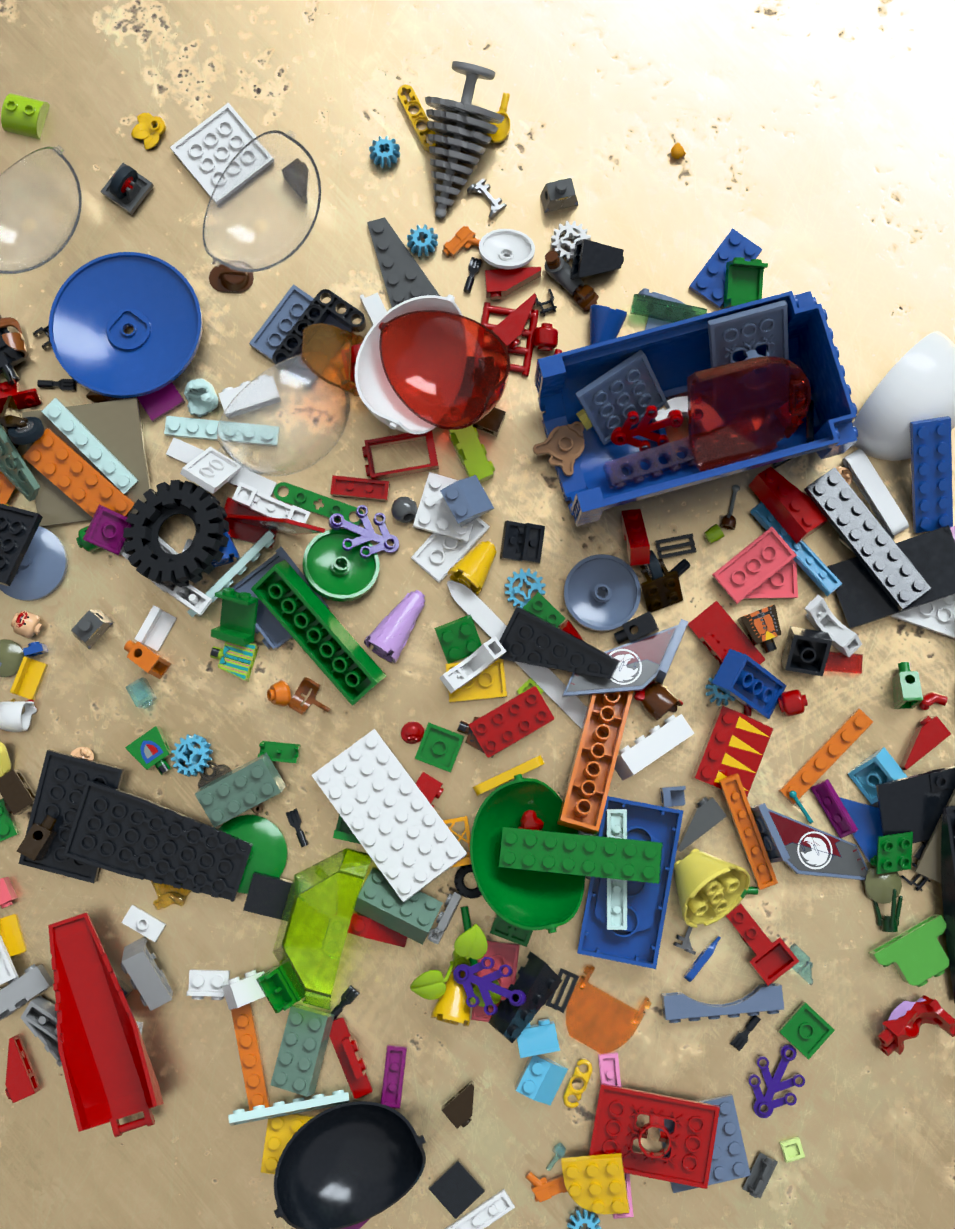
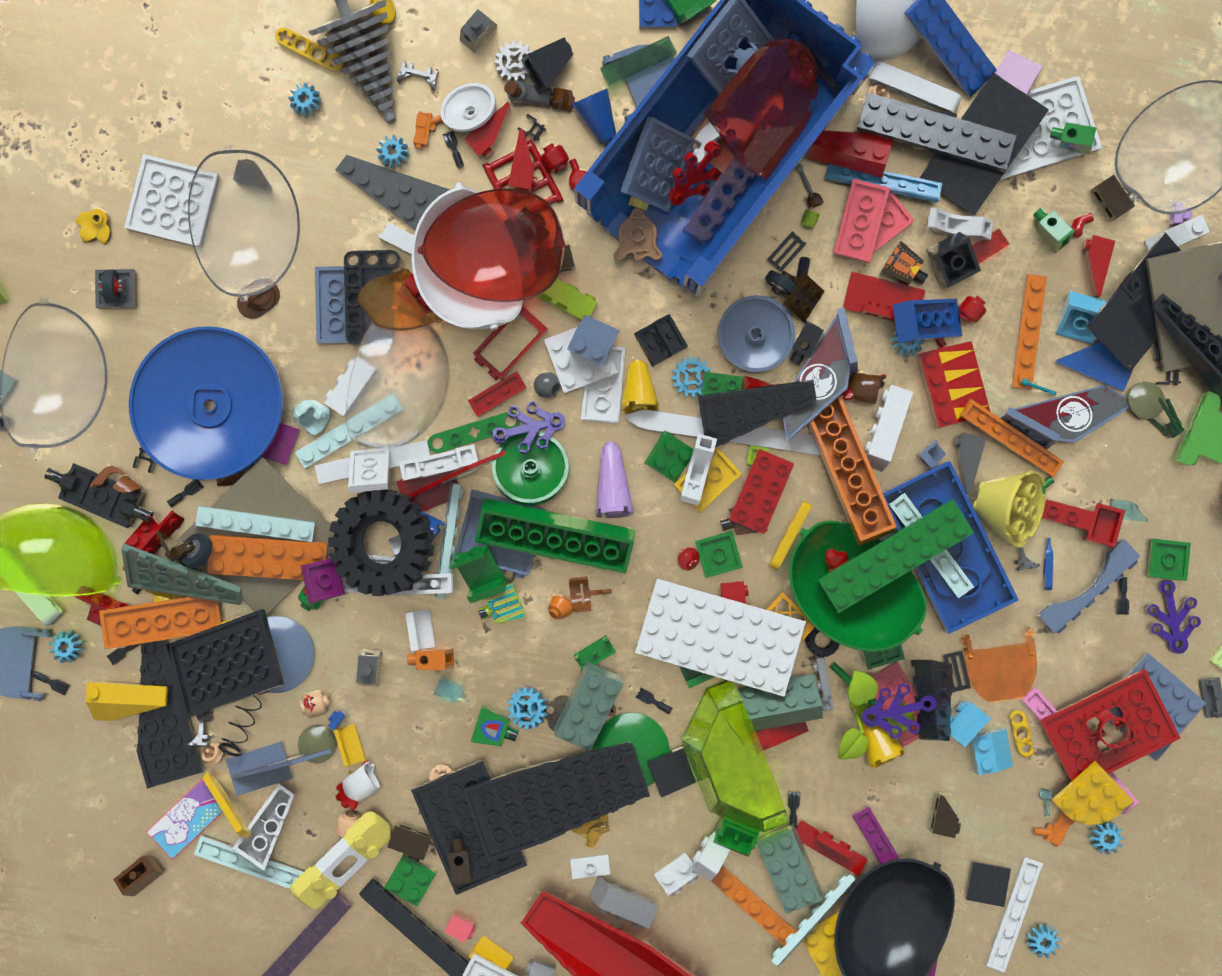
camera: 35 degrees left, 5 degrees up
(636, 536) = (746, 265): red arch -> none
(834, 808) = (1065, 369): magenta tile -> none
(893, 853) = (1137, 370): green hinge -> none

